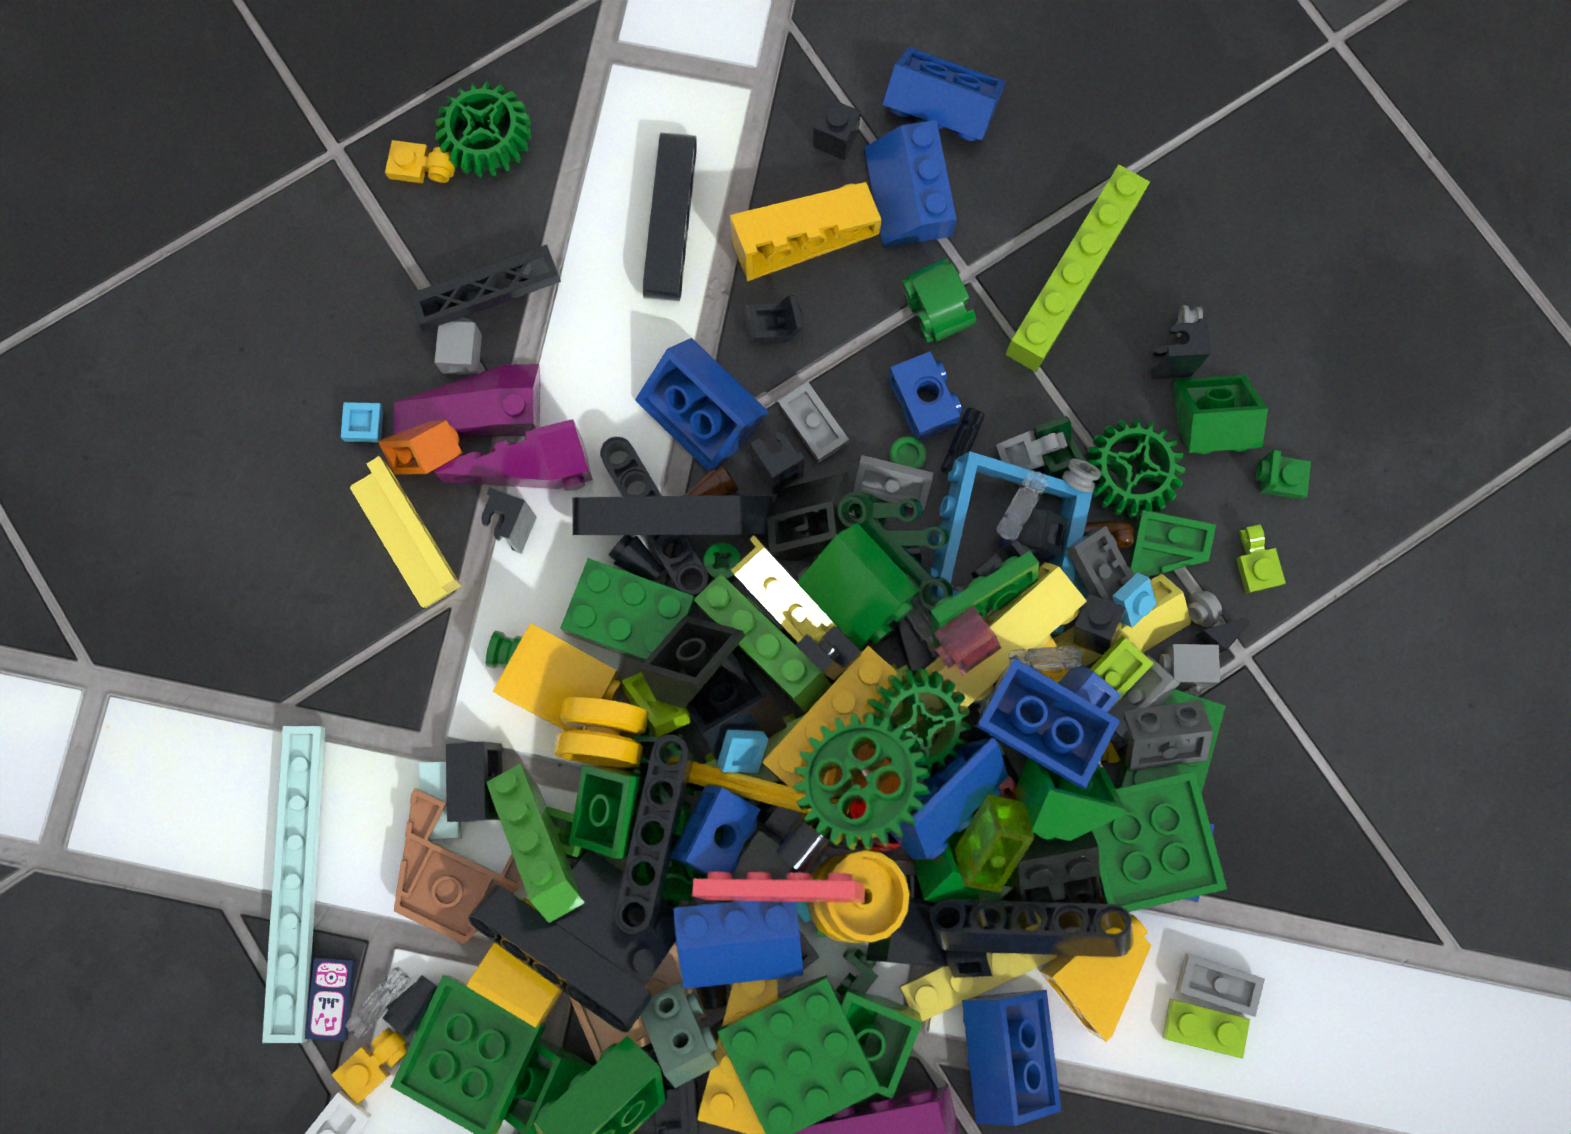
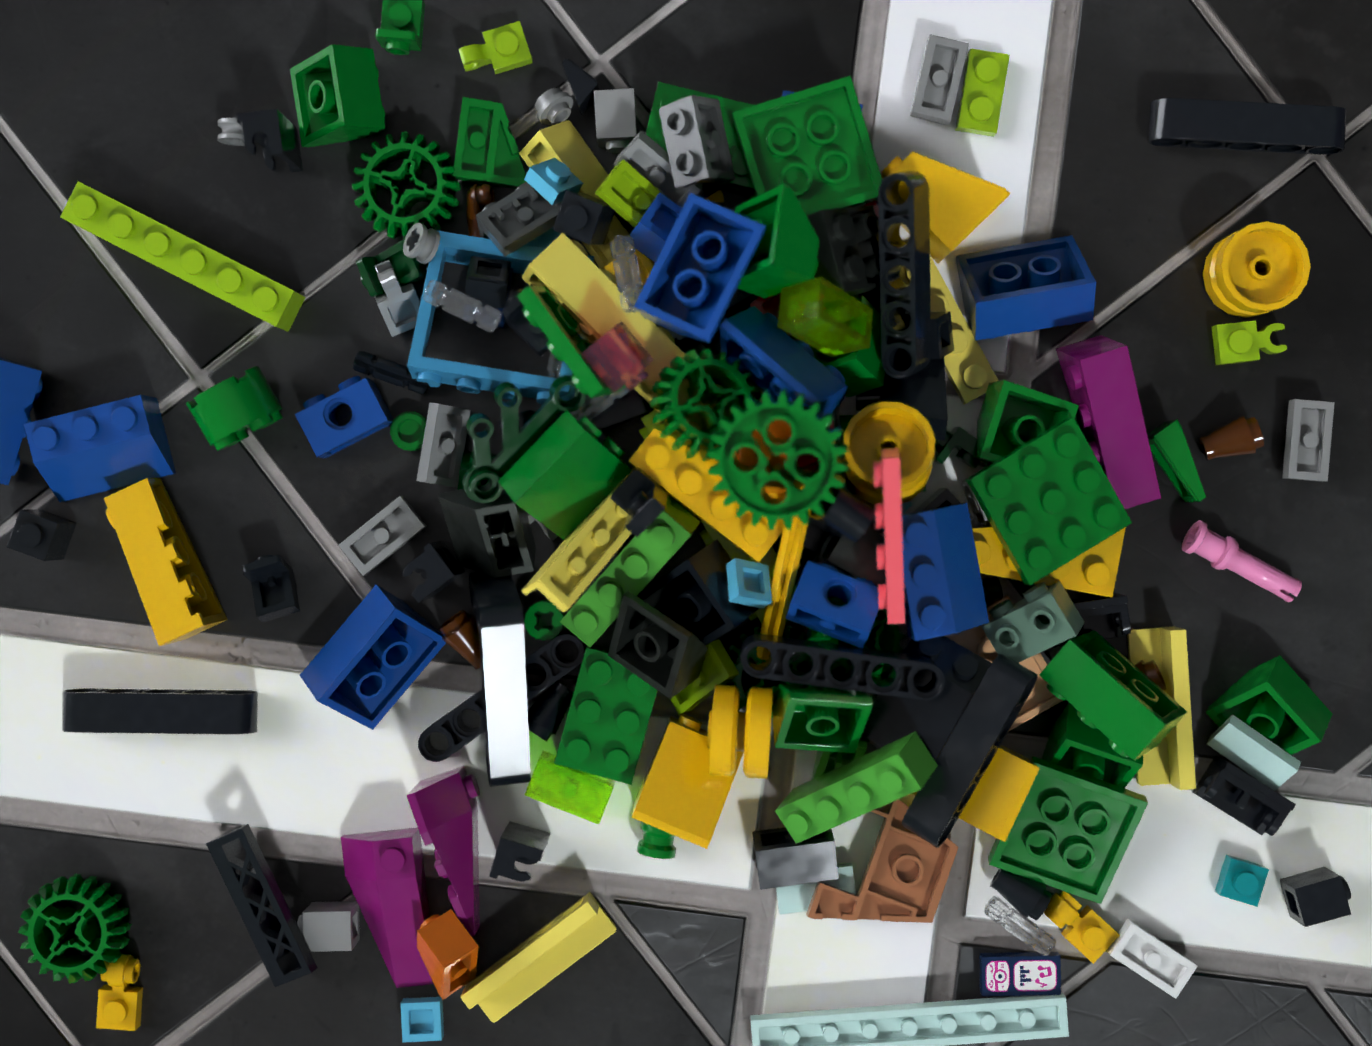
camera: 90 degrees left, 10 degrees up
(561, 572) = (569, 789): none -> clear neon green brick

